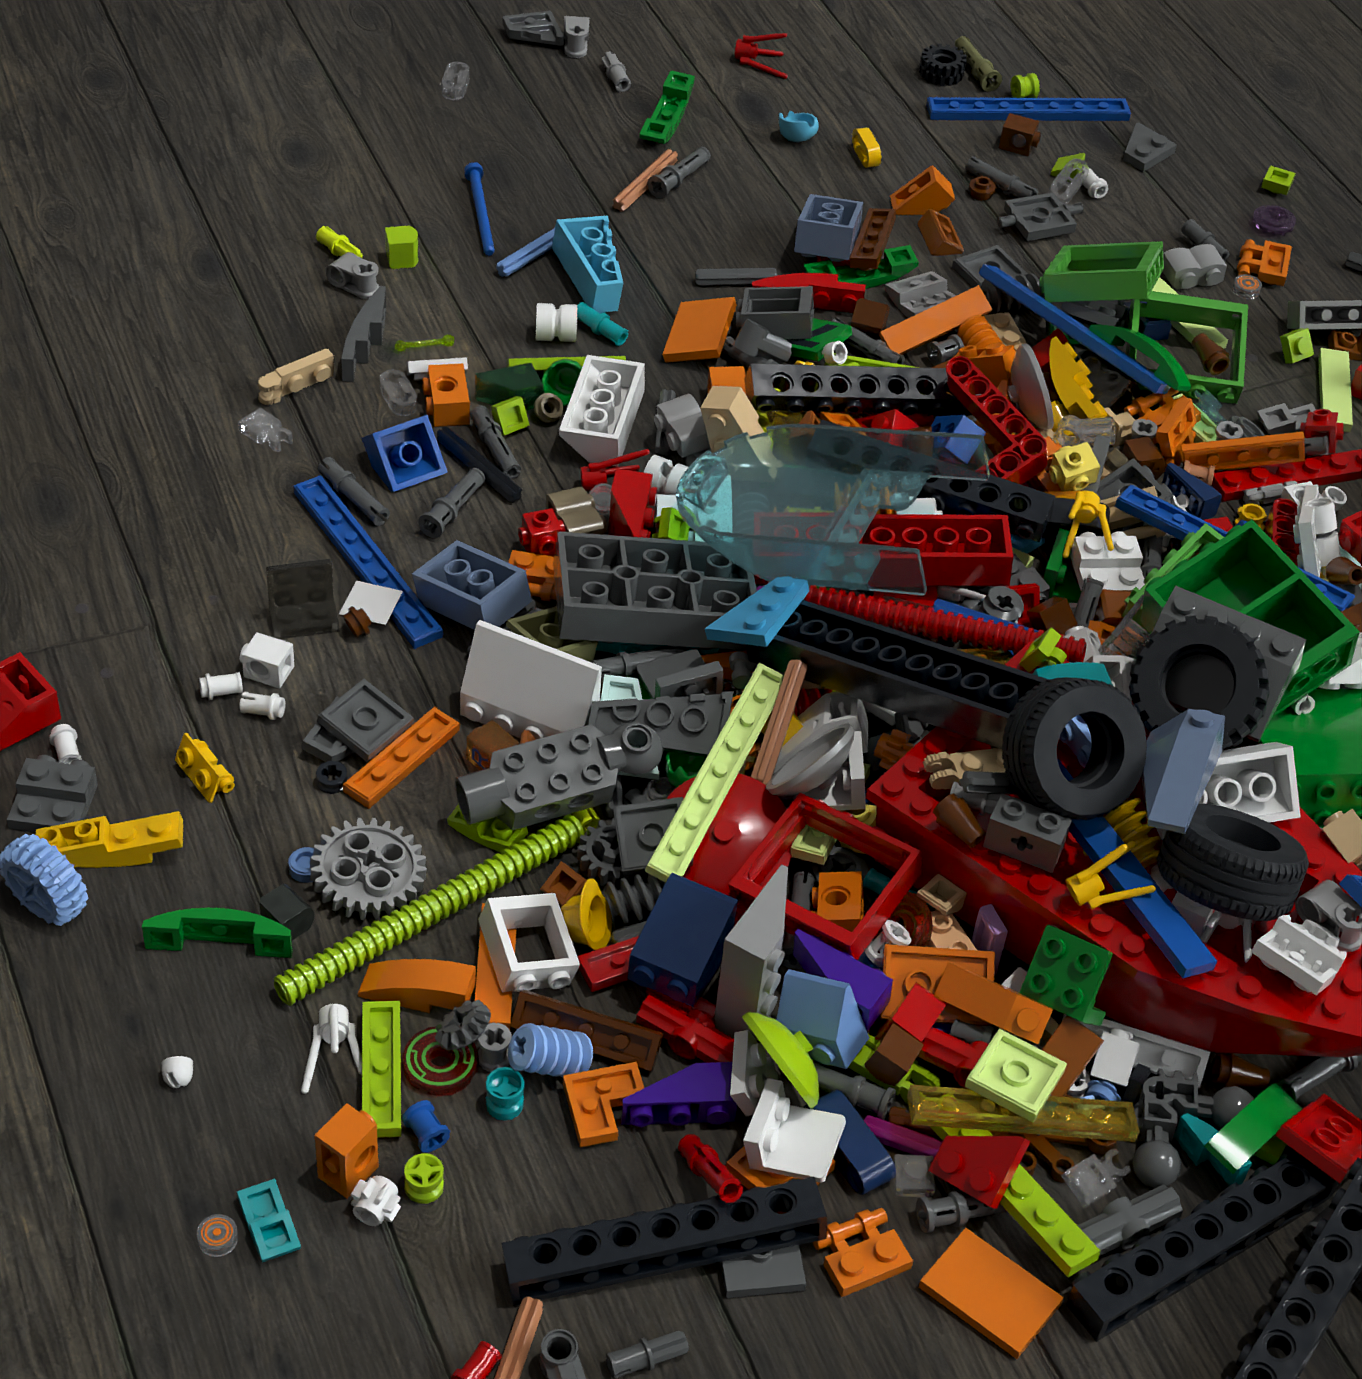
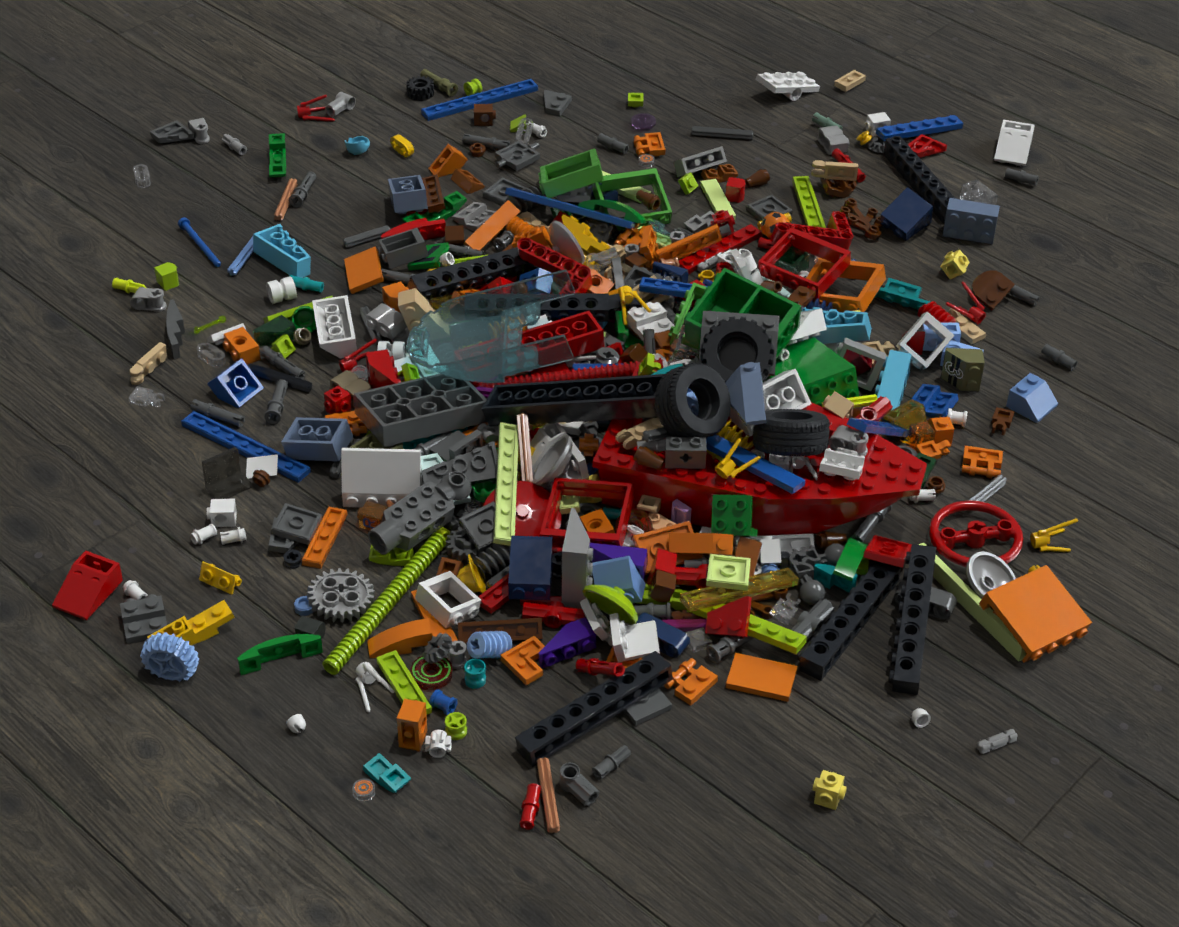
camera: 20 degrees left, 5 degrees down
(759, 341) = (404, 266): dark grey piece -> none
(761, 614) = (489, 398): dark azure wing -> none
(810, 53) = (341, 102): none -> light grey piece
(1074, 467) = (608, 277): light yellow brick -> none
(1193, 266) = (614, 158): light grey brick -> none

